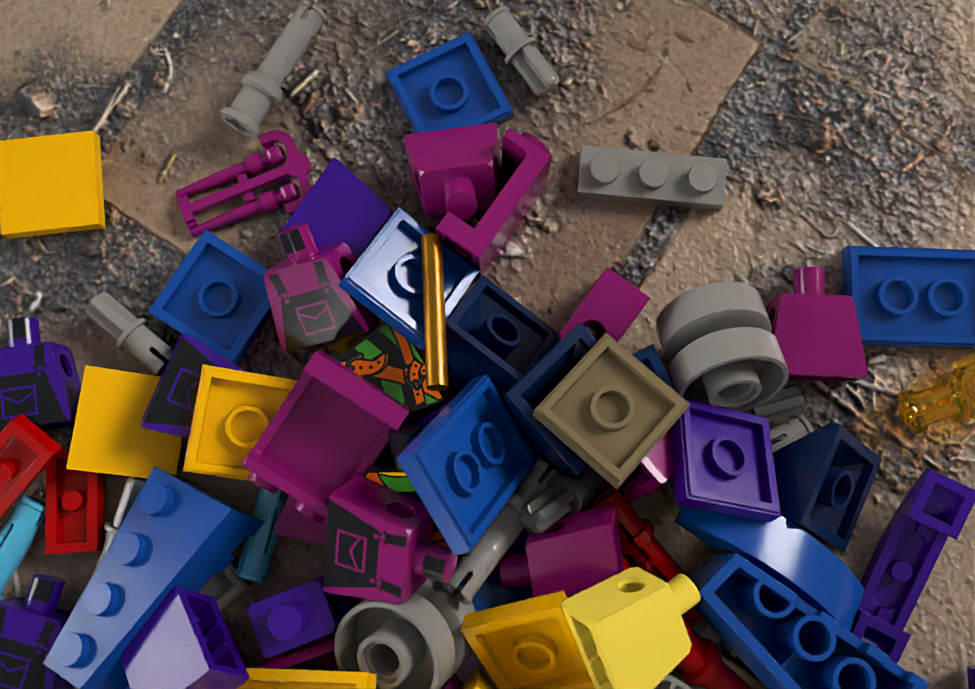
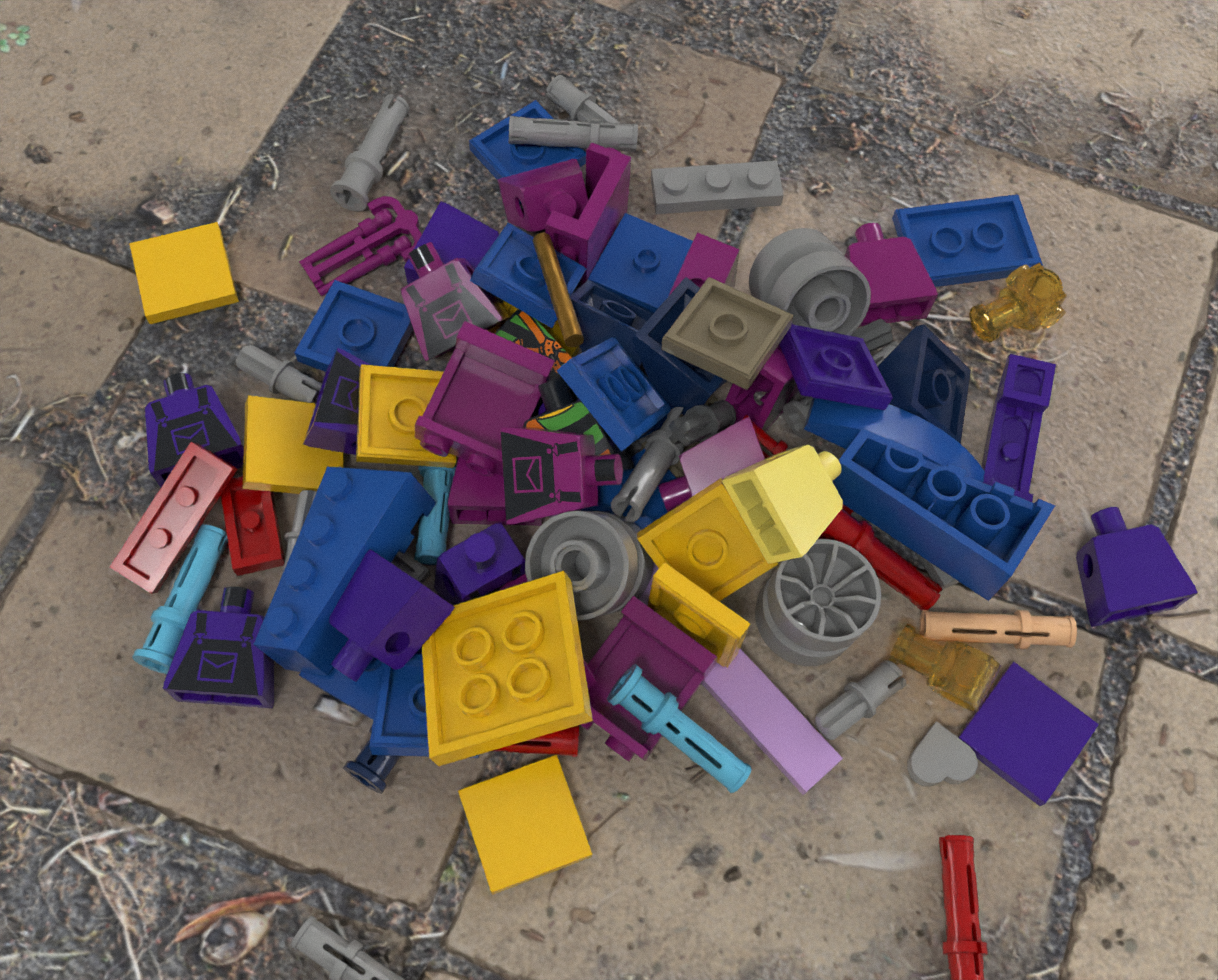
camera: 15 degrees left, 15 degrees down
(499, 88) = (572, 133): none -> light grey pin
(549, 264) = (641, 262): none -> blue plate

